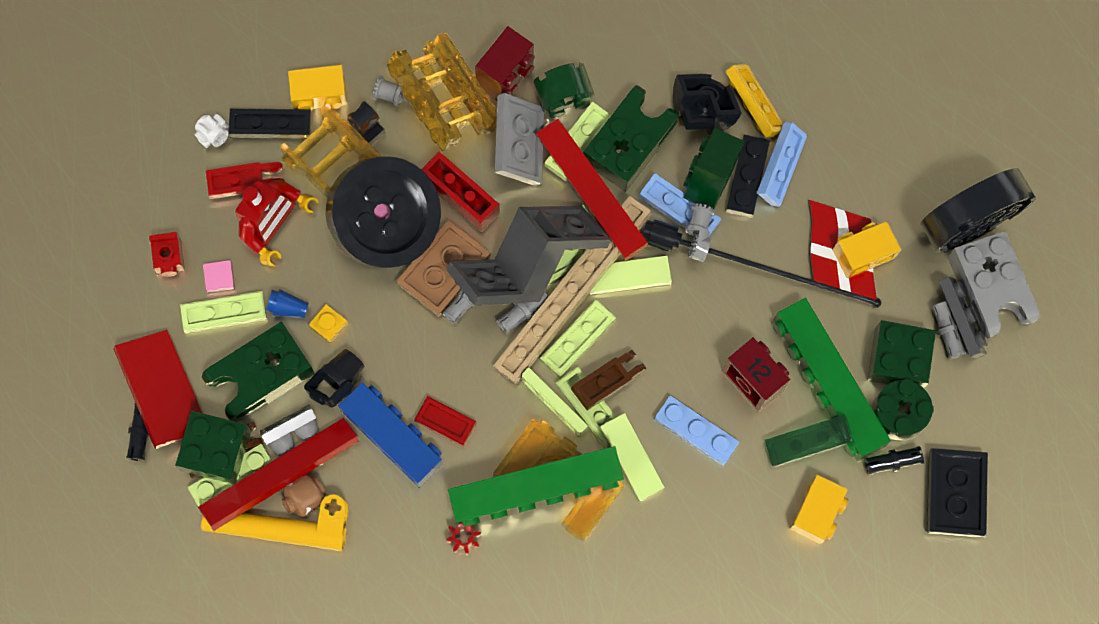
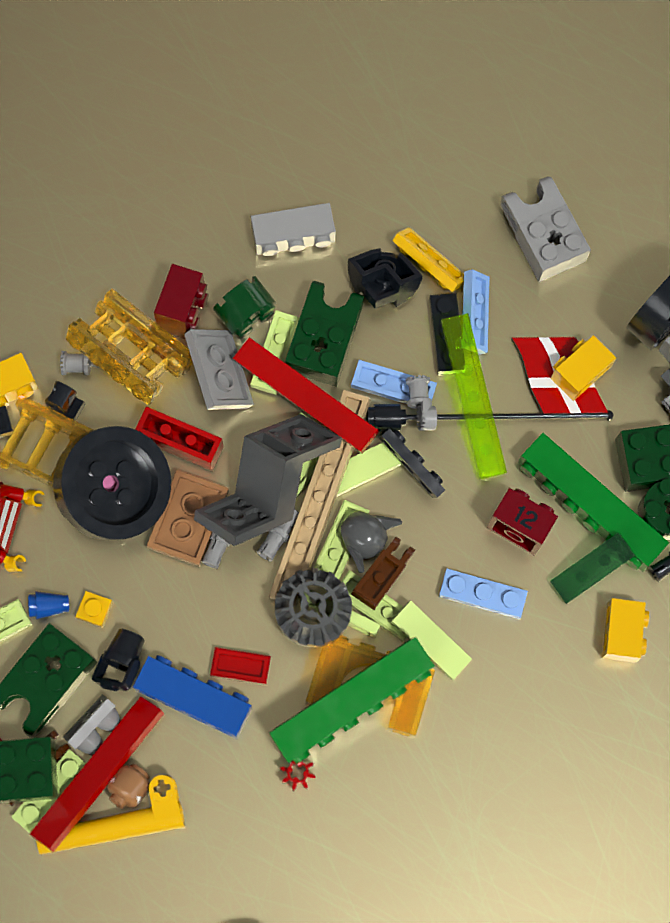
camera: 20 degrees left, 0 degrees up
(536, 412) = (327, 628): none -> dark grey gear
(604, 339) = (366, 535): none -> dark grey piece
(635, 31) = (293, 229): none -> light grey brick
(671, 284) = (412, 462): none -> black plate
(712, 168) = (413, 337): dark green brick -> none
(751, 242) = (473, 396): none -> clear neon green tile
(875, 102) = (545, 223): none -> light grey brick

